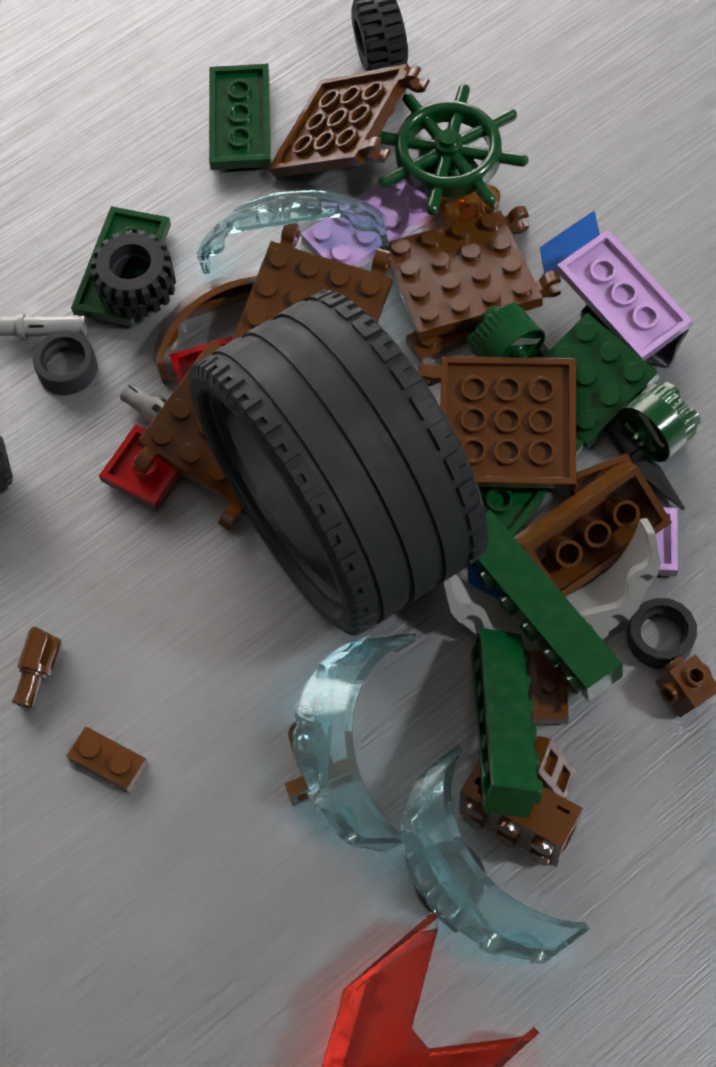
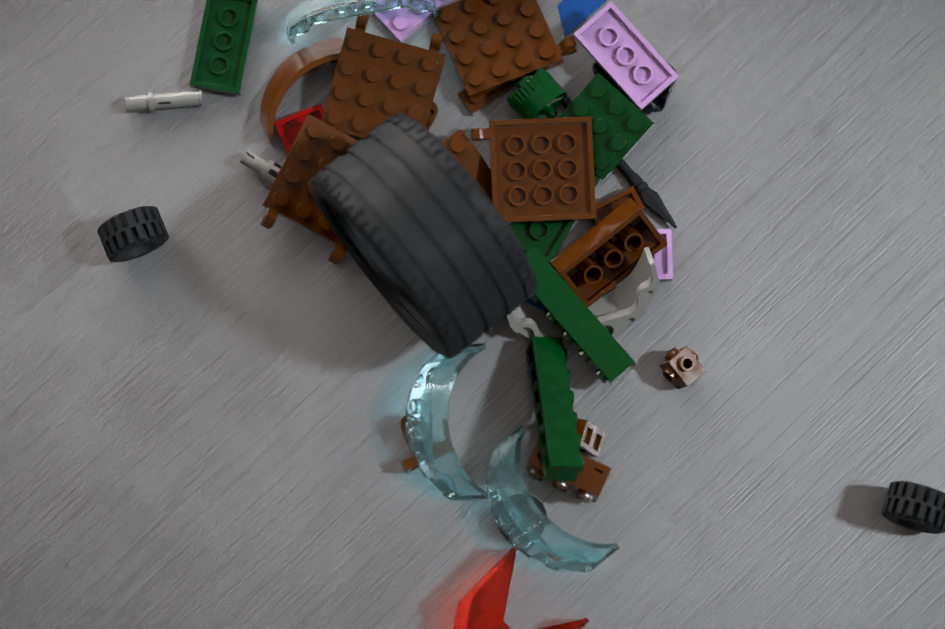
camera: 15 degrees left, 15 degrees up
(35, 665) = (207, 382): reddish brown arm -> none
(57, 343) = (187, 113): black tyre -> none
(107, 759) = (269, 449): reddish brown plate -> none
(131, 253) = (231, 39): black tyre -> none
(148, 489) = (251, 217): red plate -> none
(547, 691) = (582, 377): reddish brown plate -> none
(659, 421) = (655, 161): dark green piece -> none
(670, 609) = (674, 311): black tyre -> none

